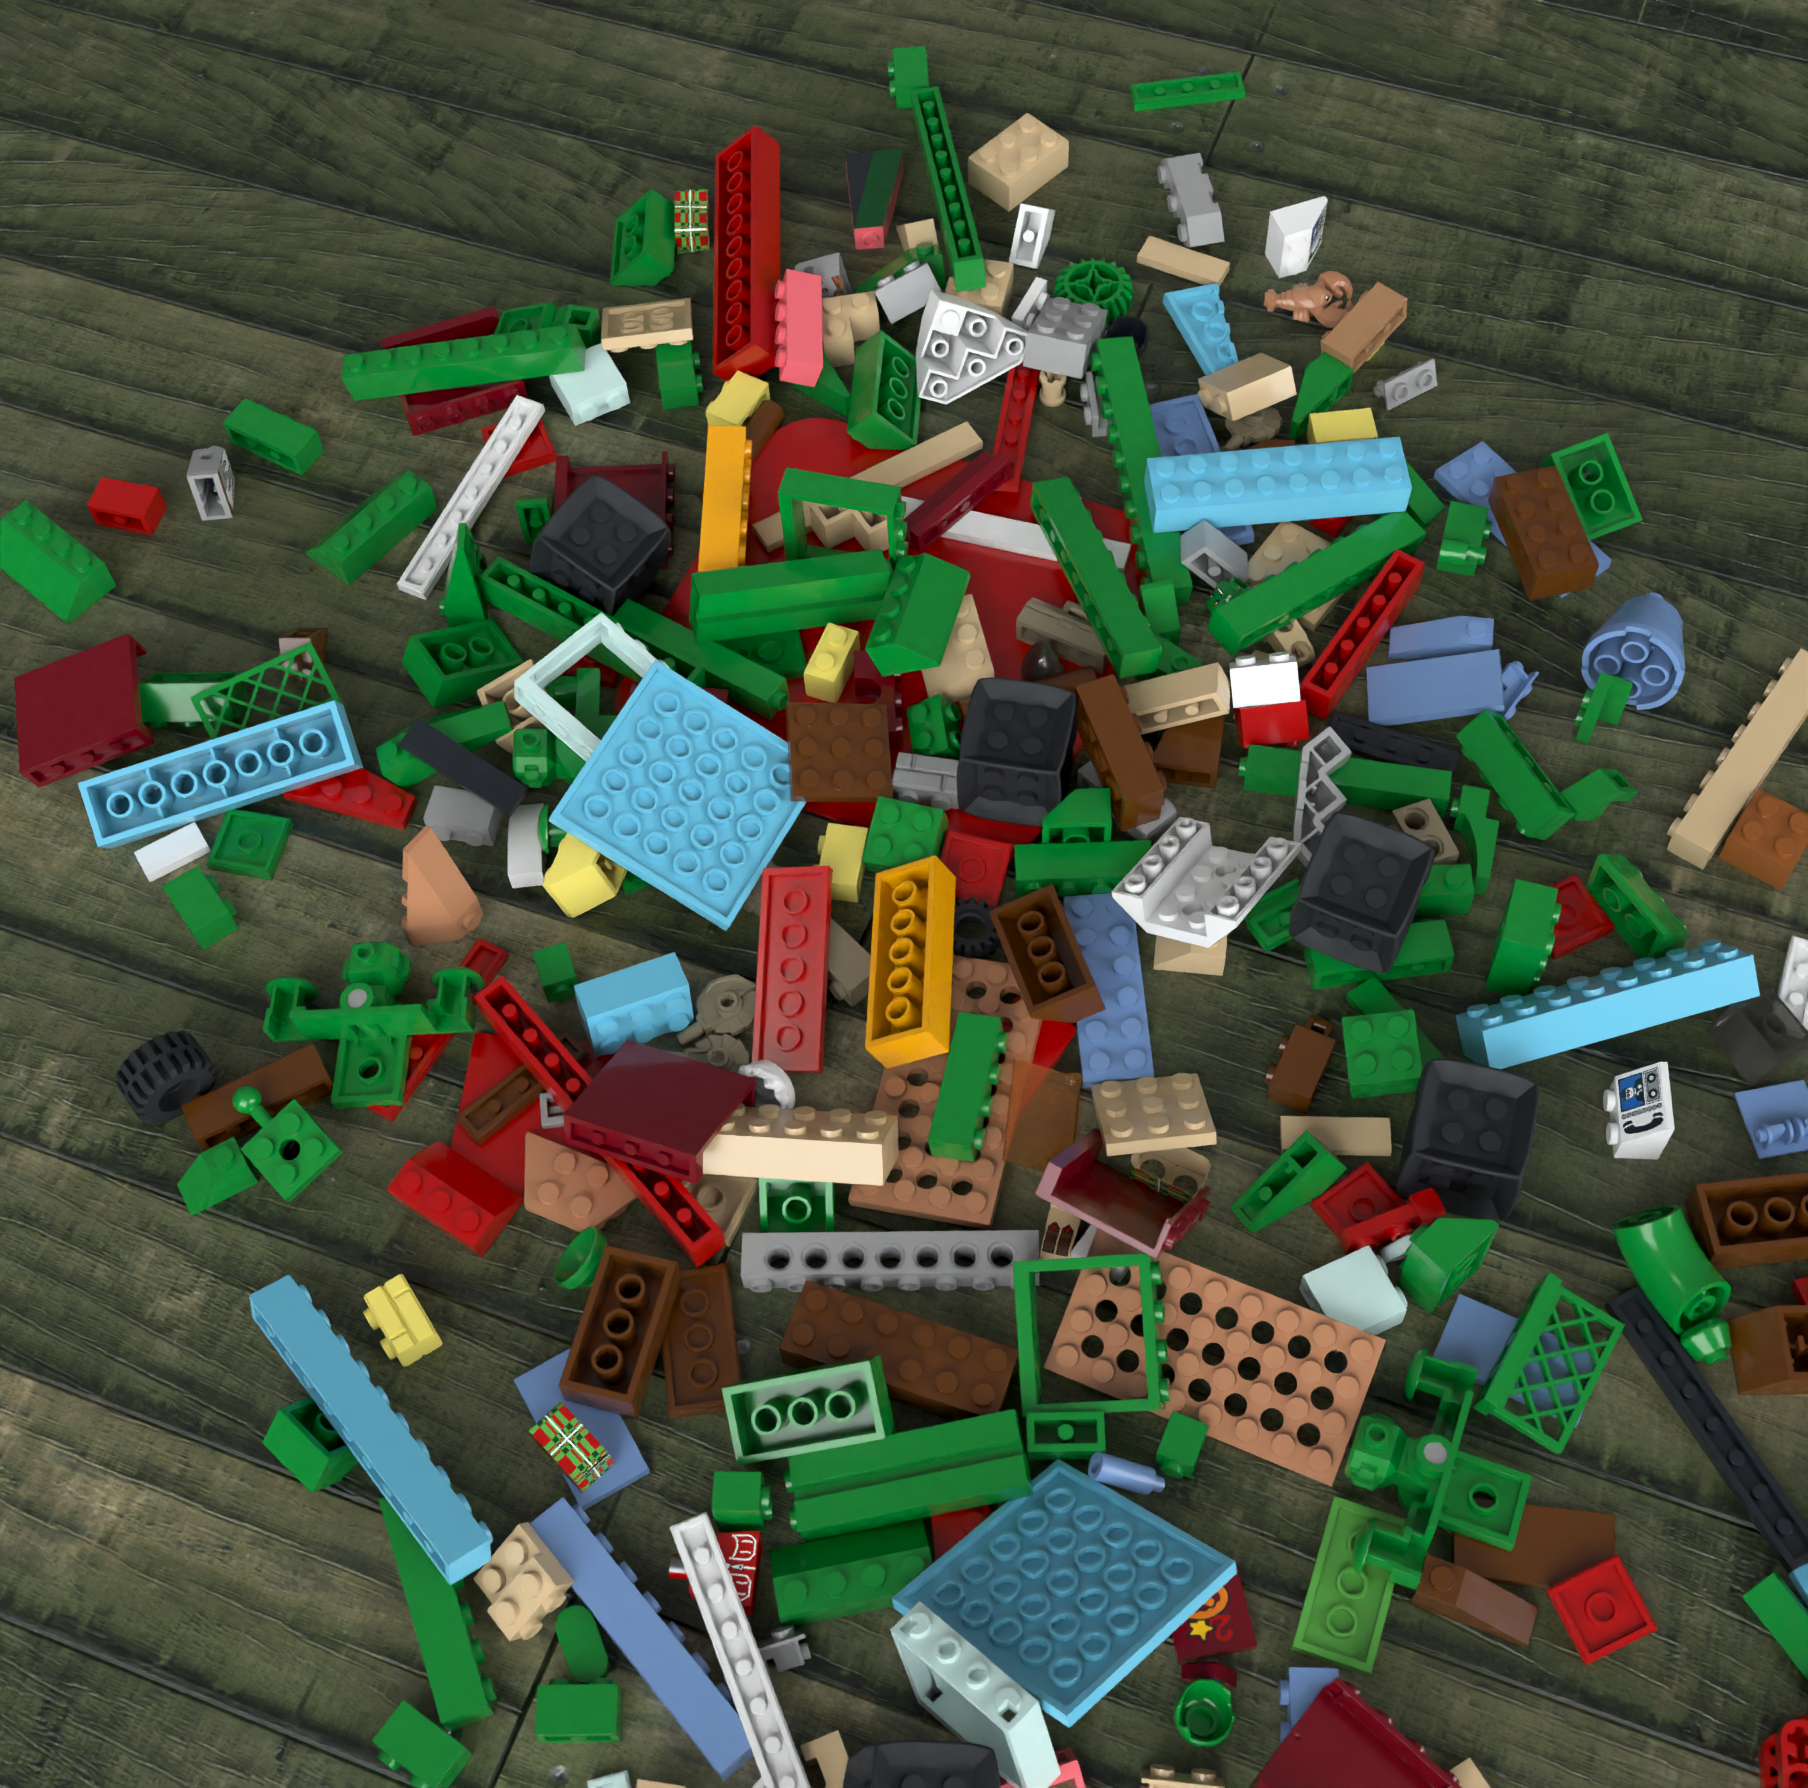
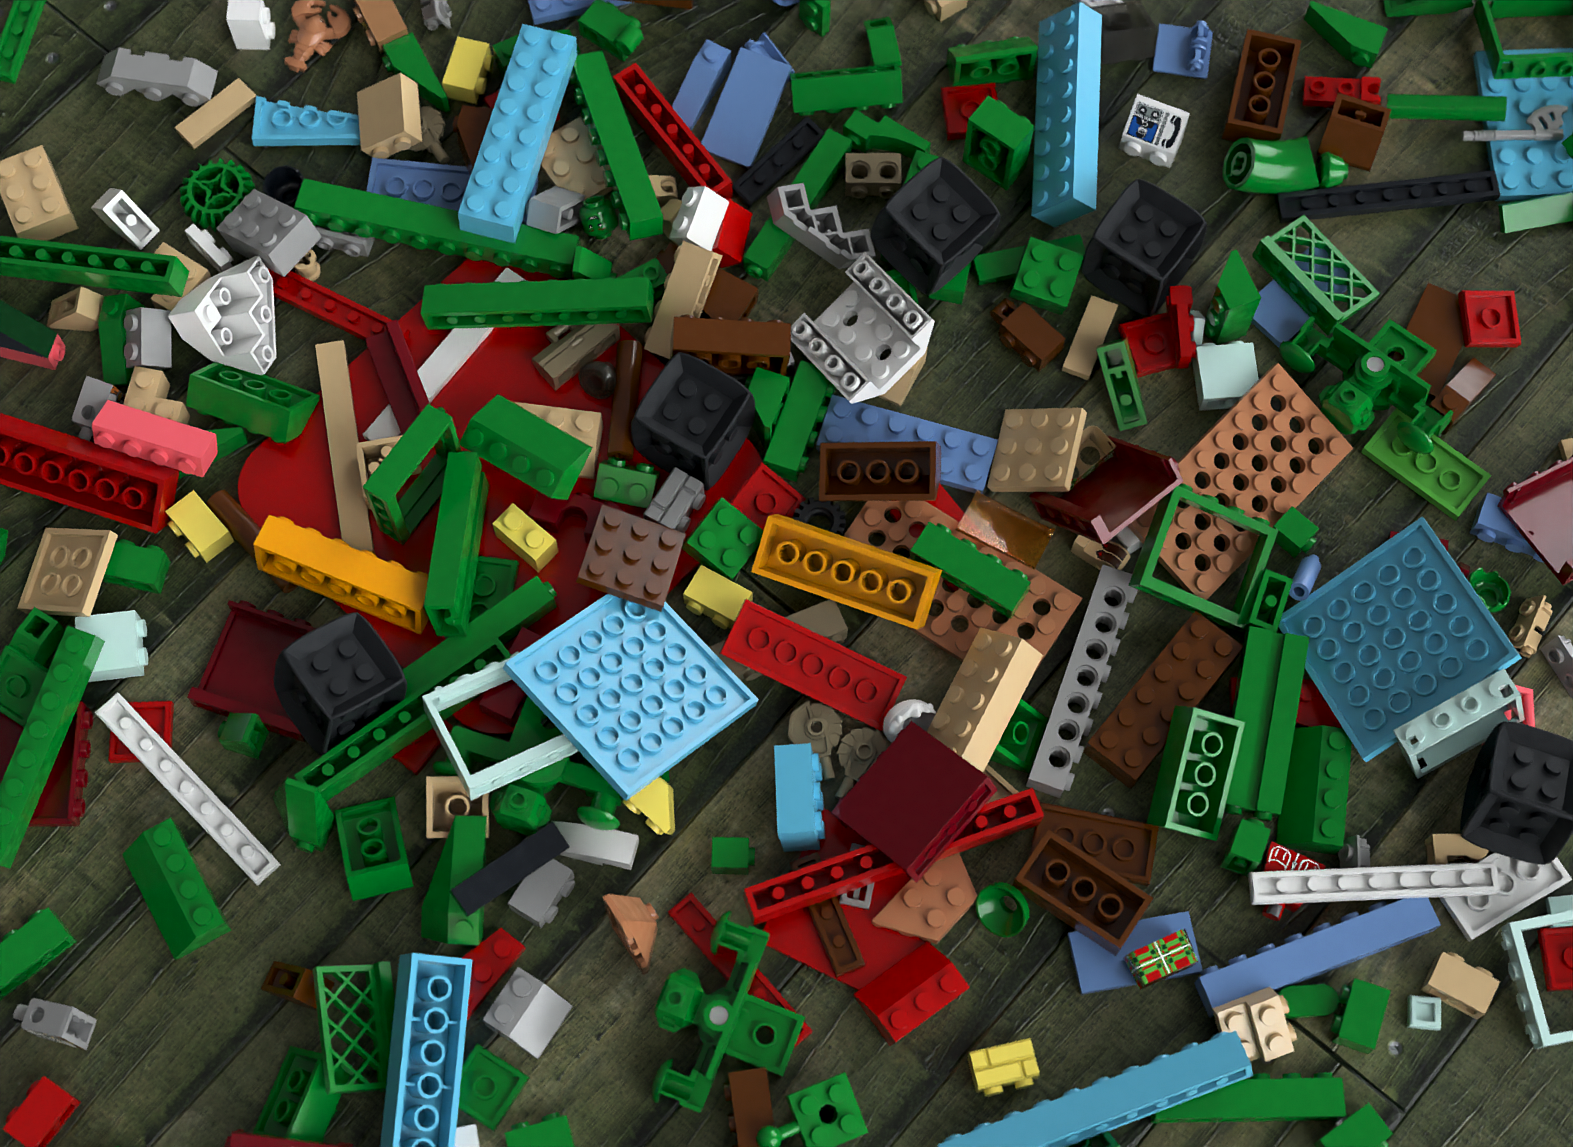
camera: 75 degrees left, 10 degrees up
(332, 847) = (527, 1013): none -> light grey slope

